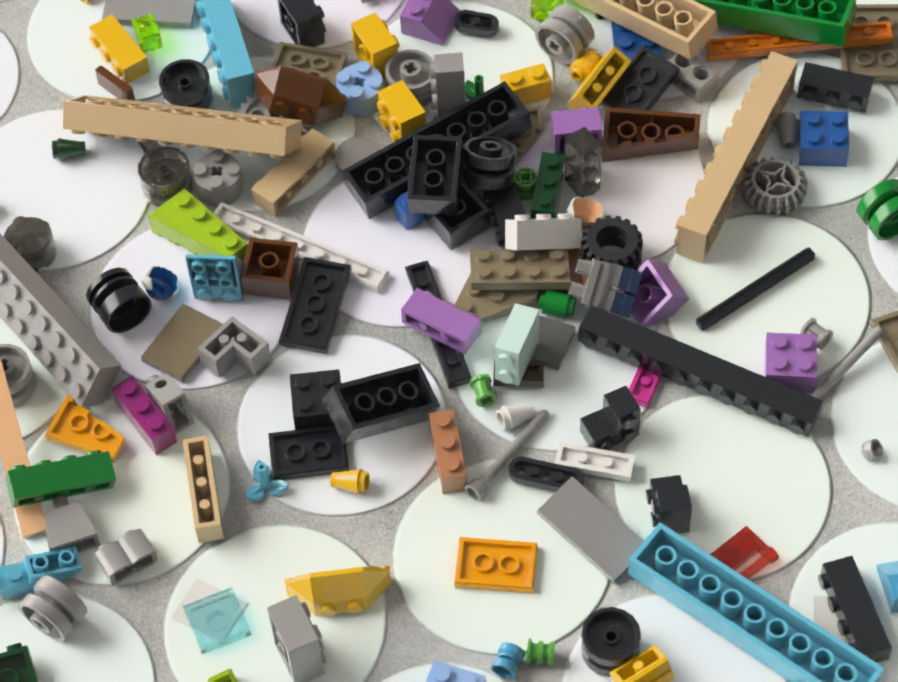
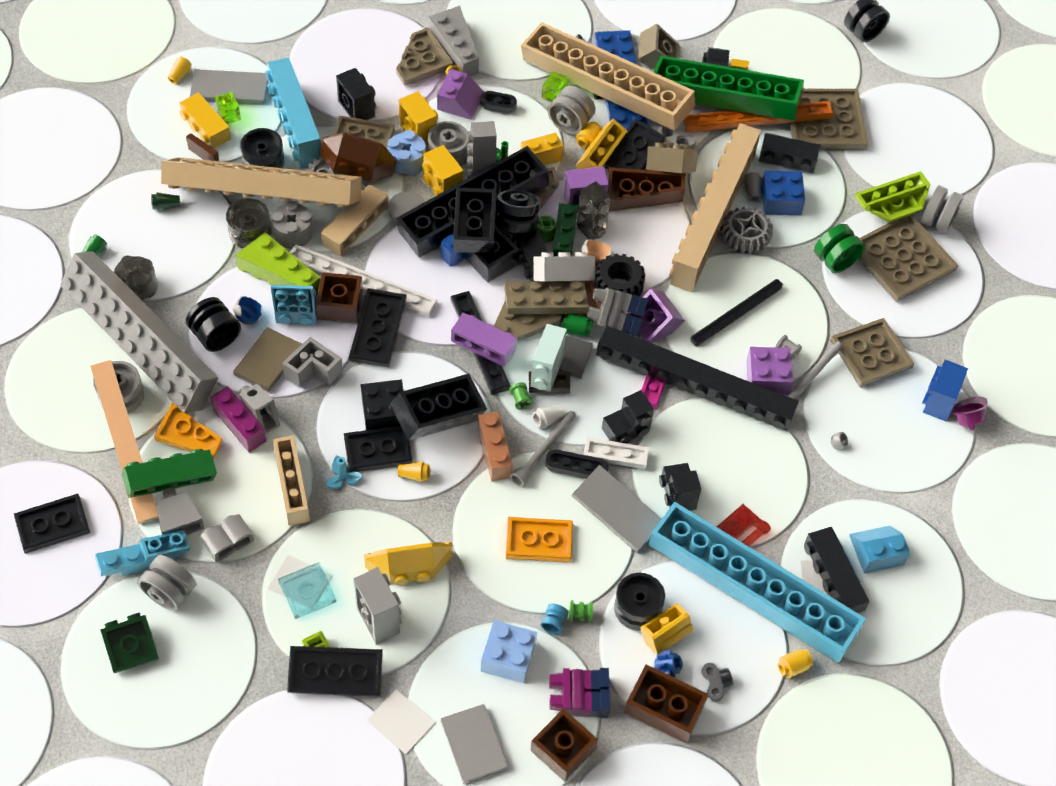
camera: 10 degrees left, 0 degrees up
(685, 95) = (672, 158): none -> dark tan brick

